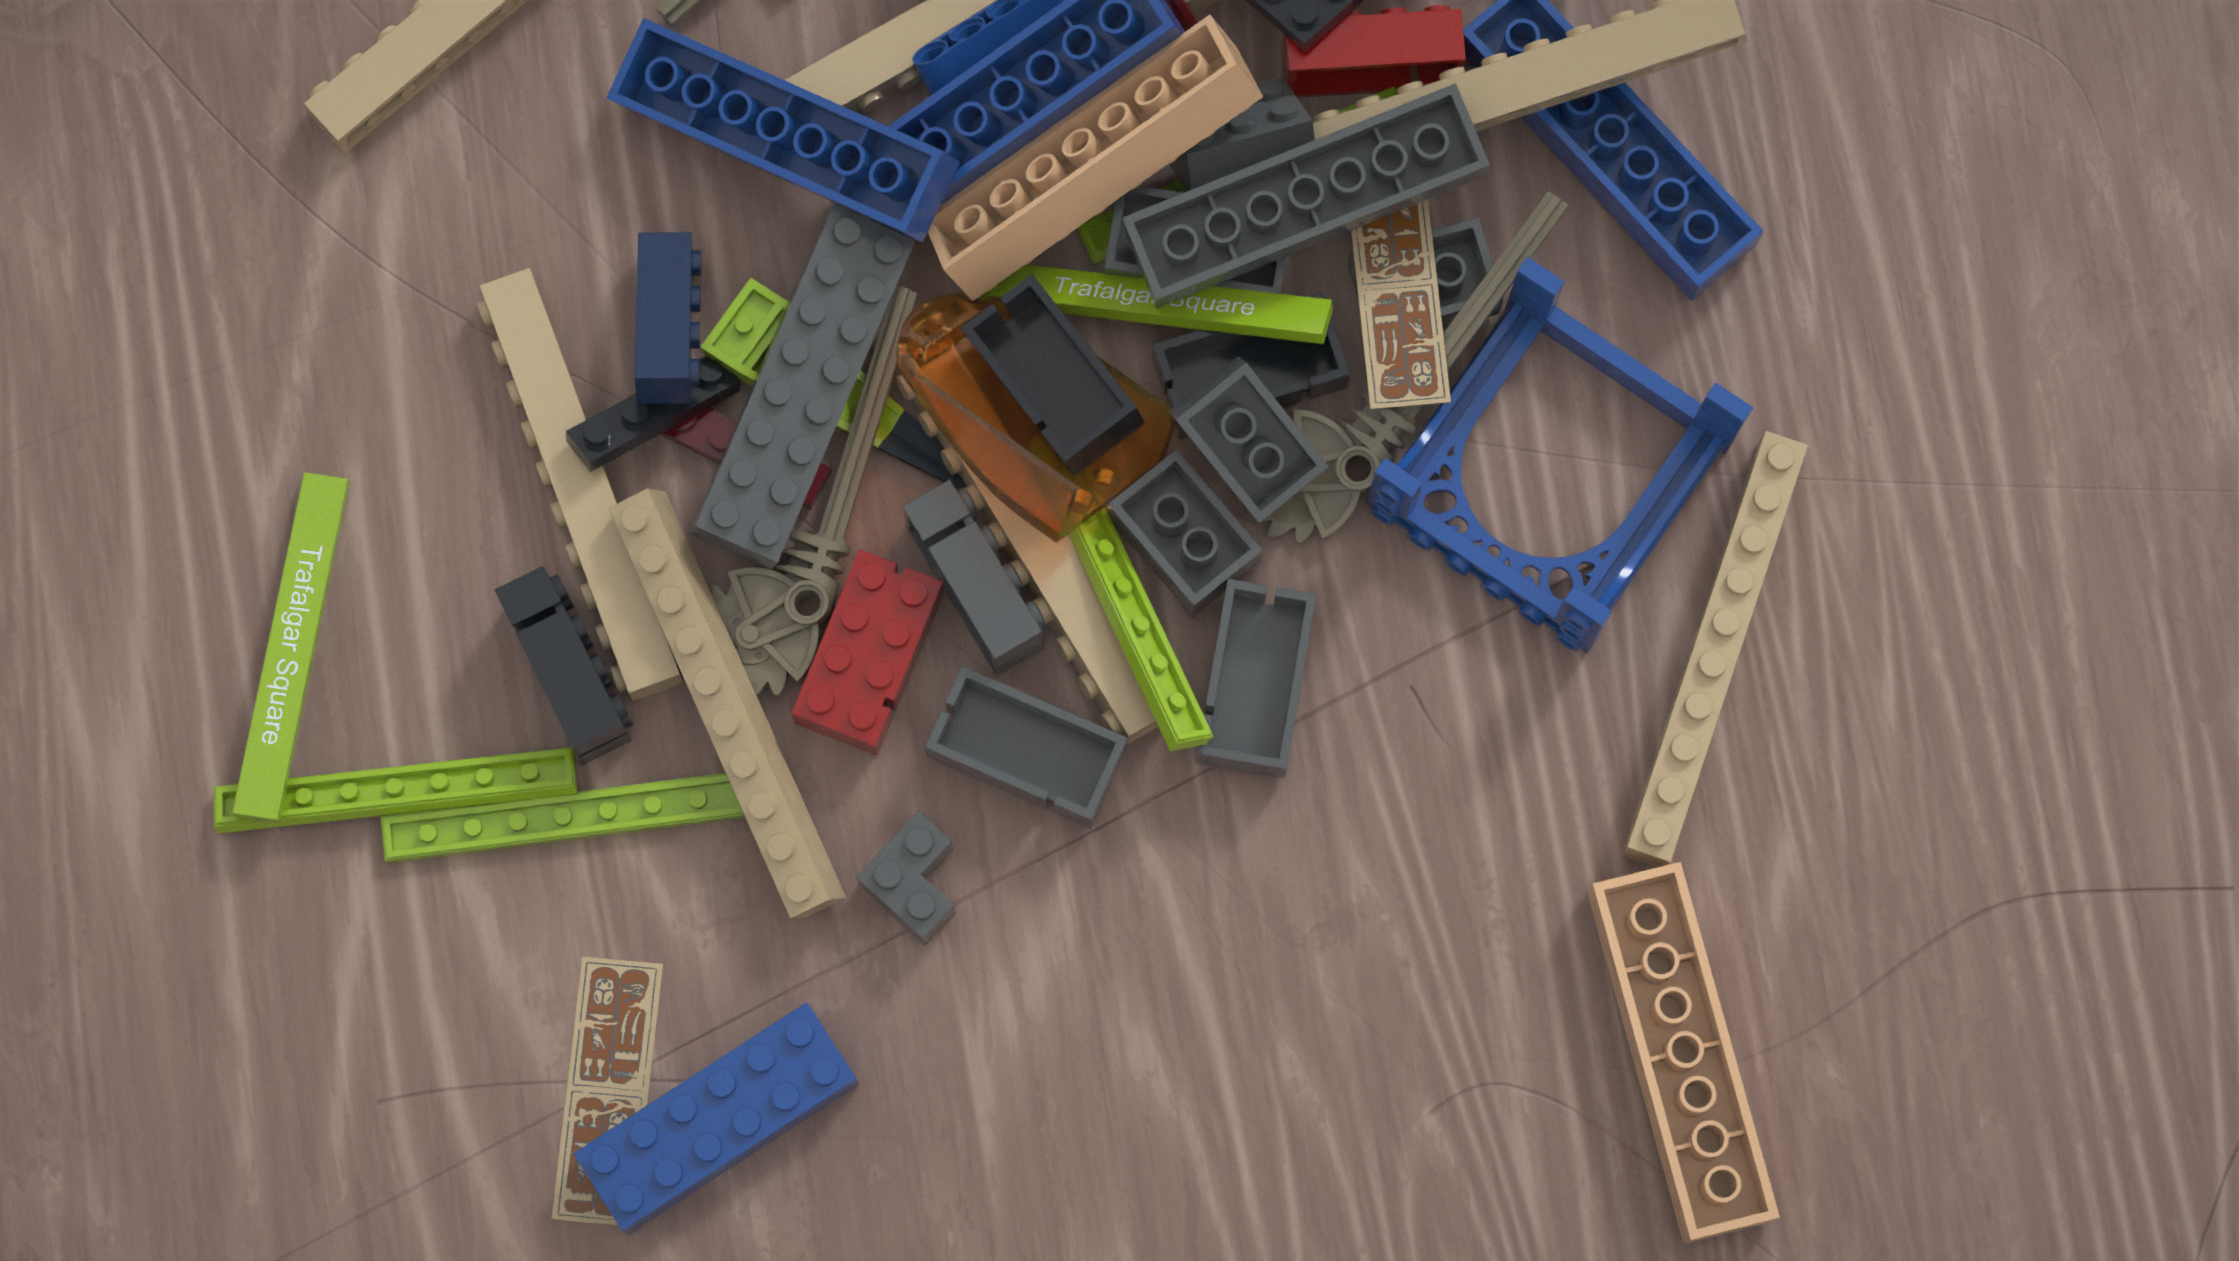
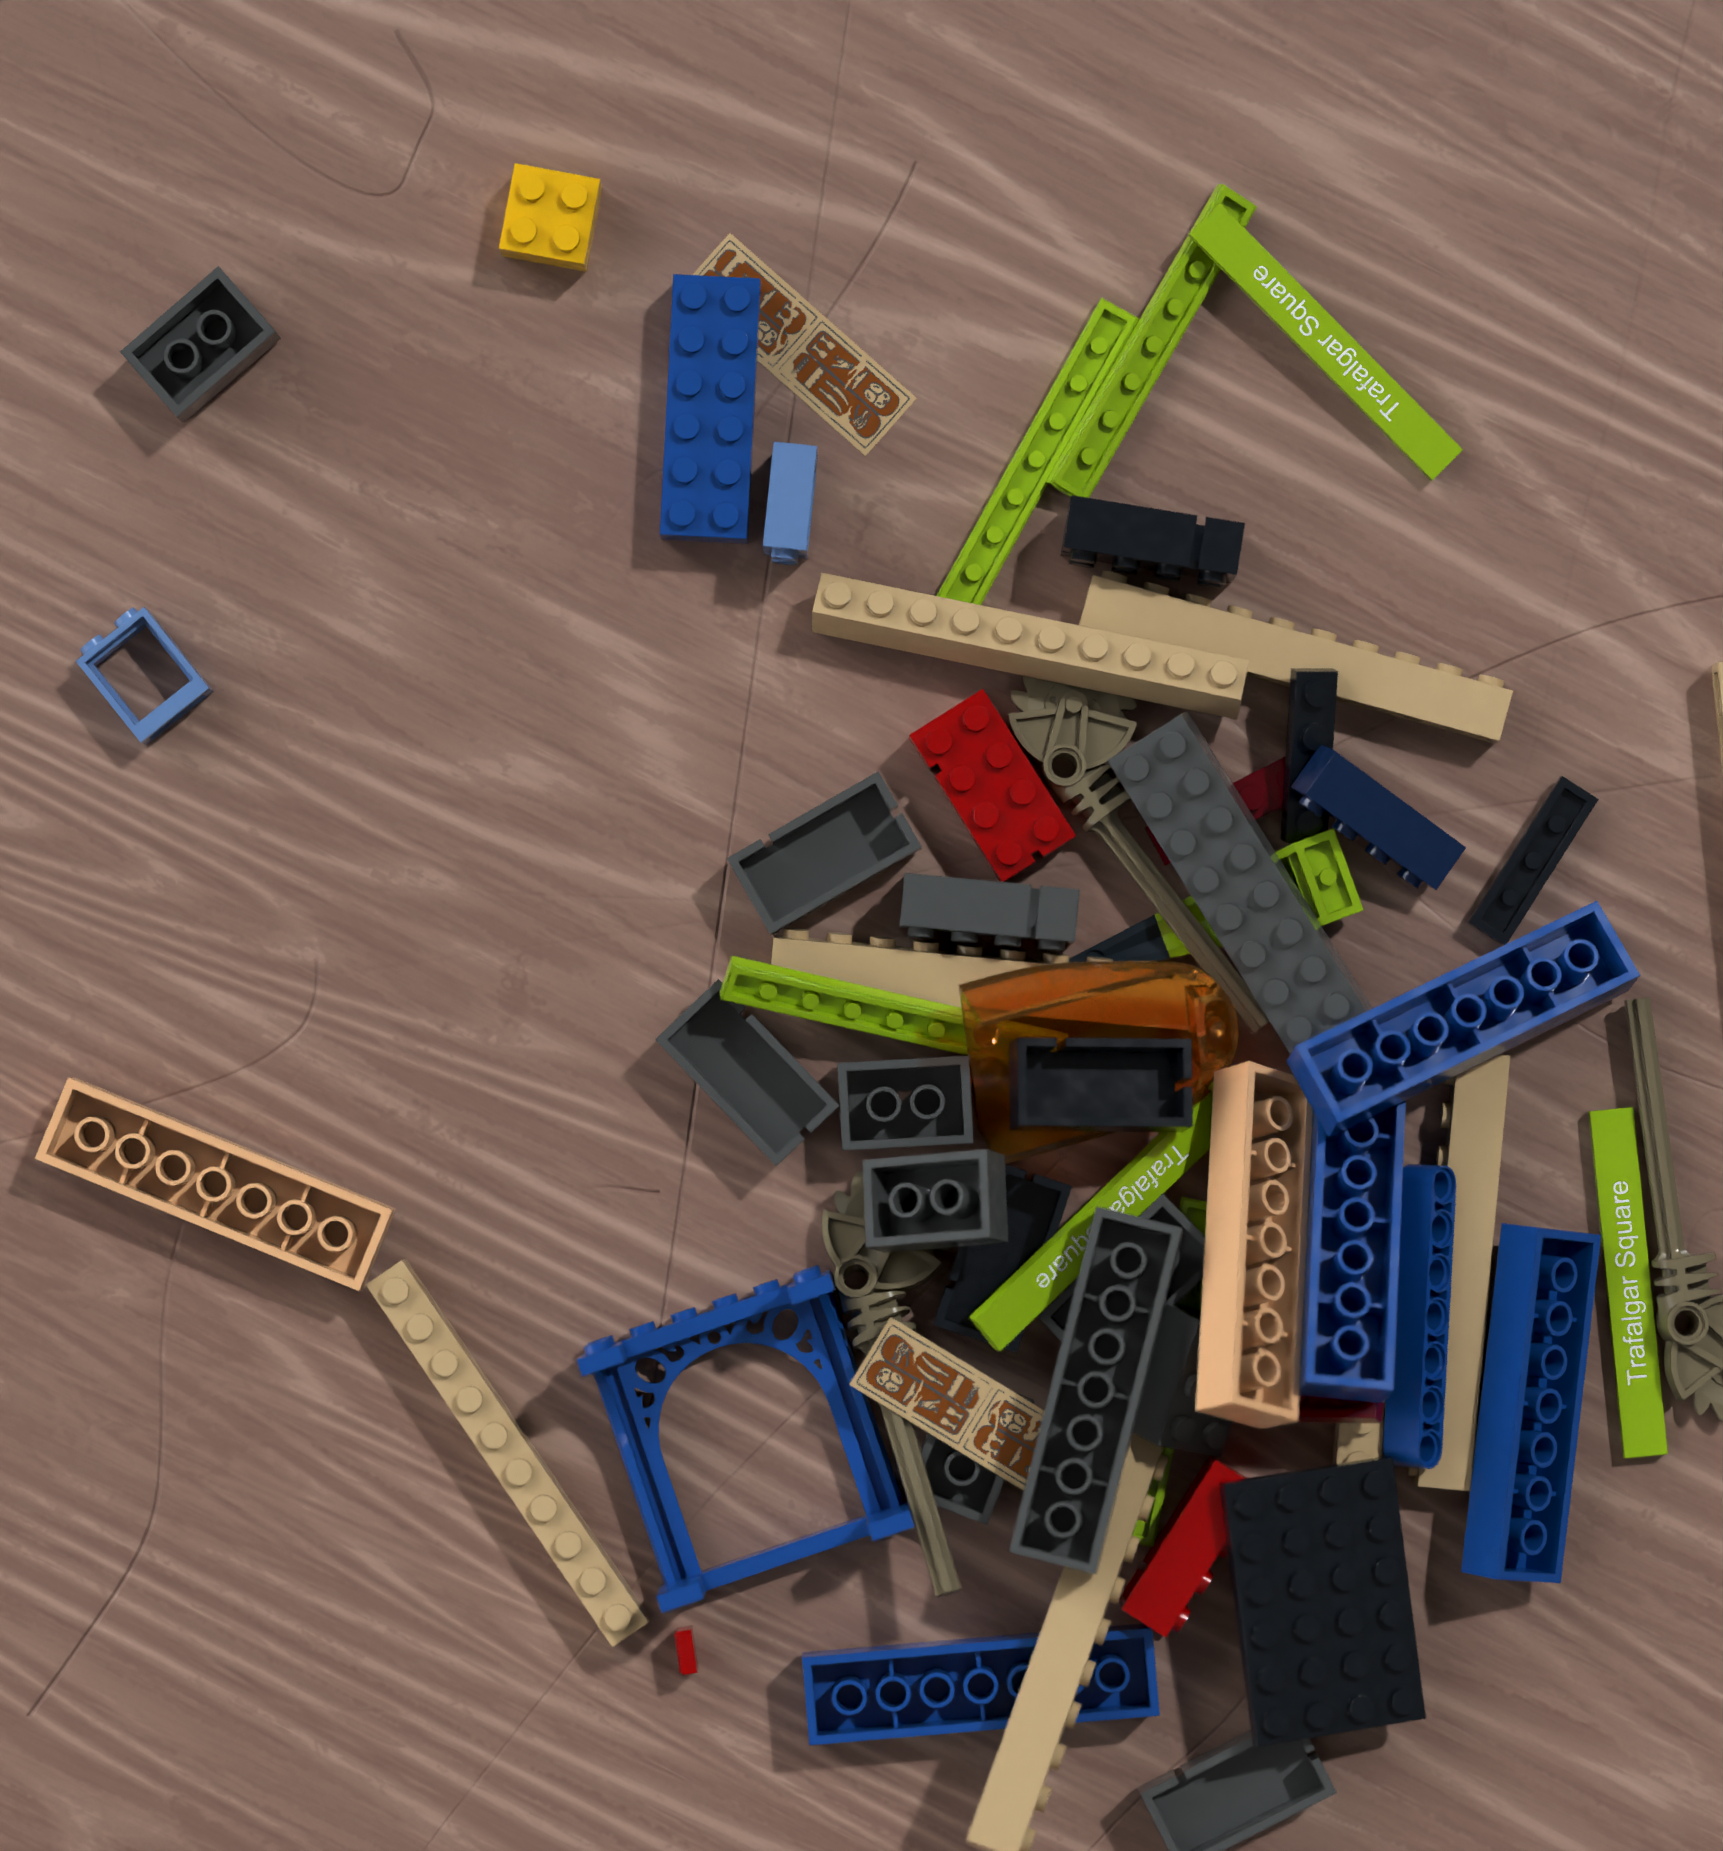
camera: 130 degrees right, 10 degrees up
(610, 178) = (1533, 860): none -> black plate
(749, 988) = (790, 502): none -> medium blue window
(899, 877) = (789, 678): dark grey brick -> none
(1764, 389) = (686, 1650): none -> red tile

